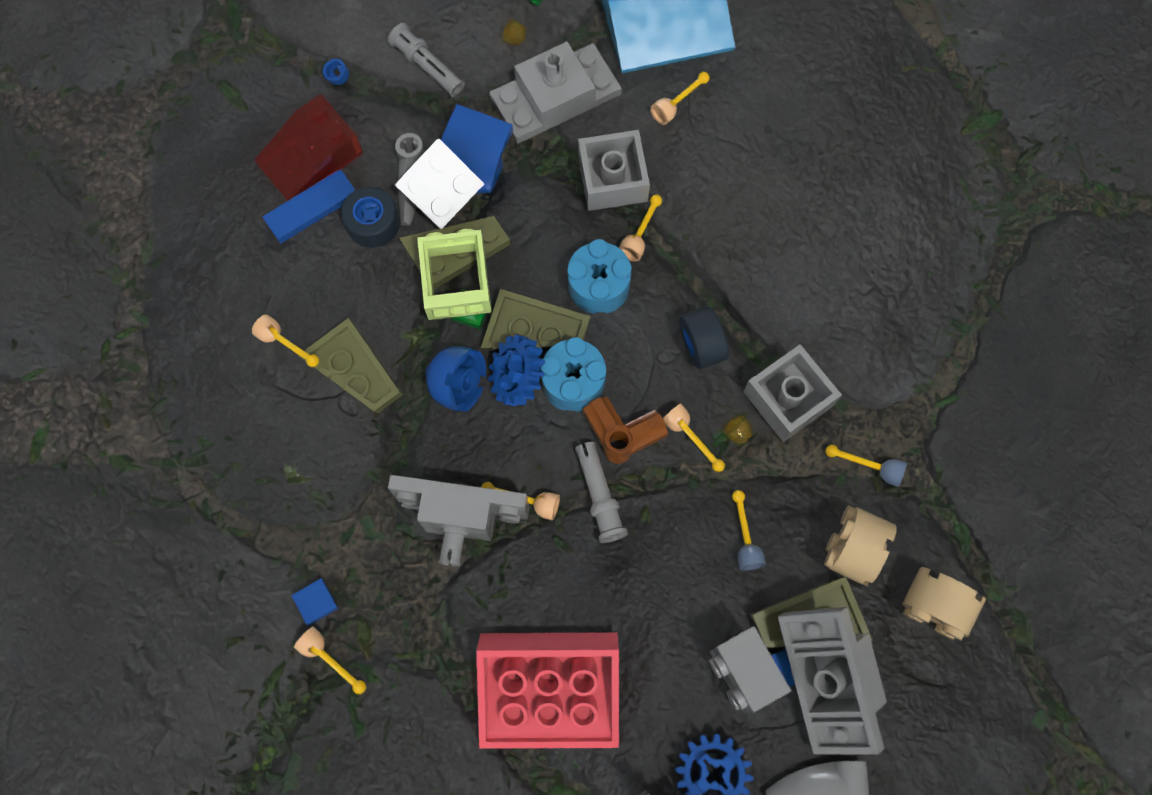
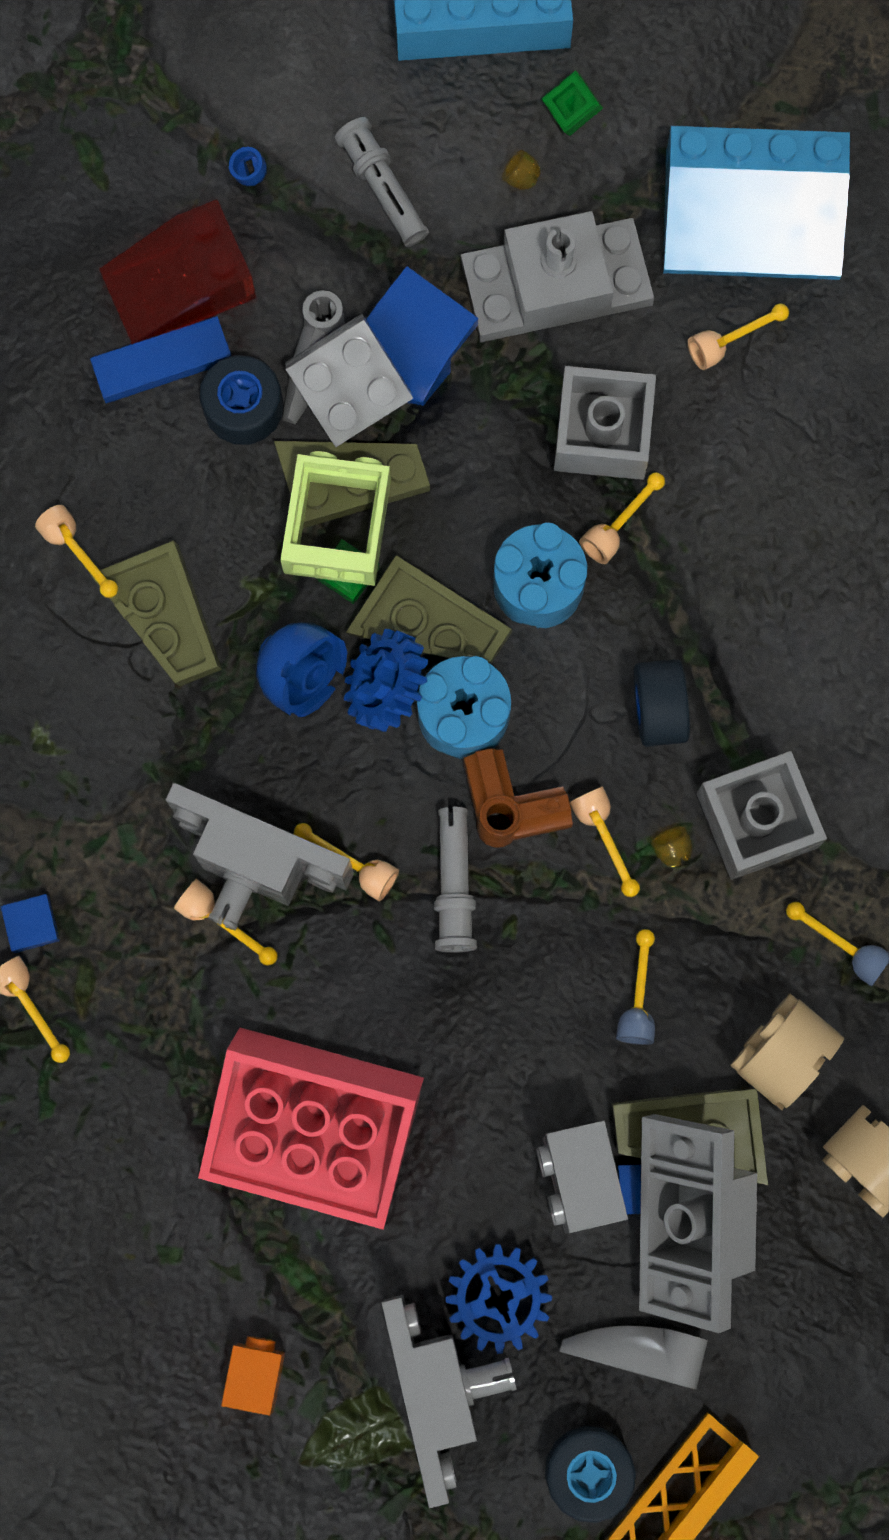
camera: 15 degrees right, 5 degrees up
(429, 555) = (199, 902): none -> light nougat hinge

